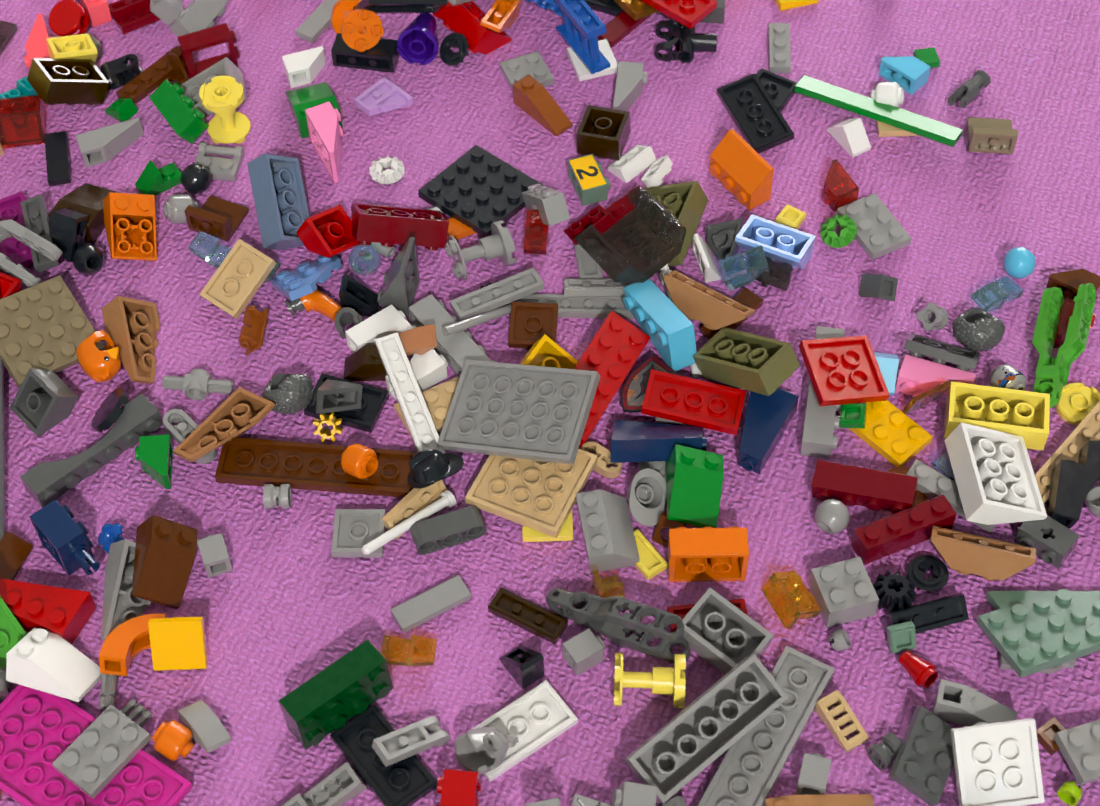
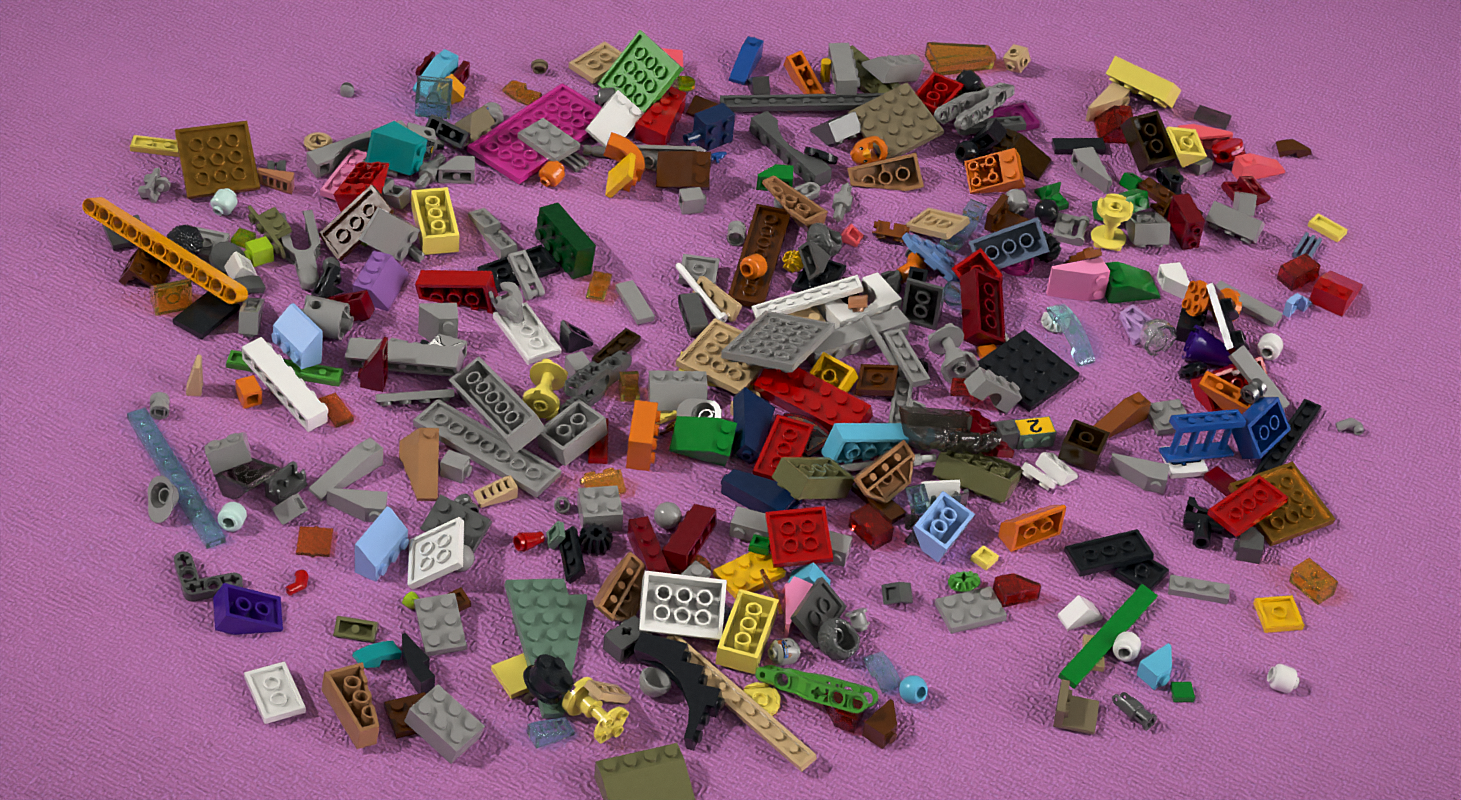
camera: 90 degrees right, 10 degrees down
(205, 725) = (559, 187): light grey slope -> none
(258, 376) = (851, 235): none -> coral slope
(297, 131) = (1087, 253): none -> dark orange plate
(411, 74) = (1157, 336): none -> clear cylinder
(411, 146) = (1074, 333): none -> clear light blue slope
(432, 466) = (742, 302): black piece -> none
(589, 199) = (1008, 432): none -> dark grey slope
(782, 315) = (871, 526): none -> clear red brick
(921, 565) = (604, 560): black gear -> none
(968, 706) = (487, 557): light grey slope -> none

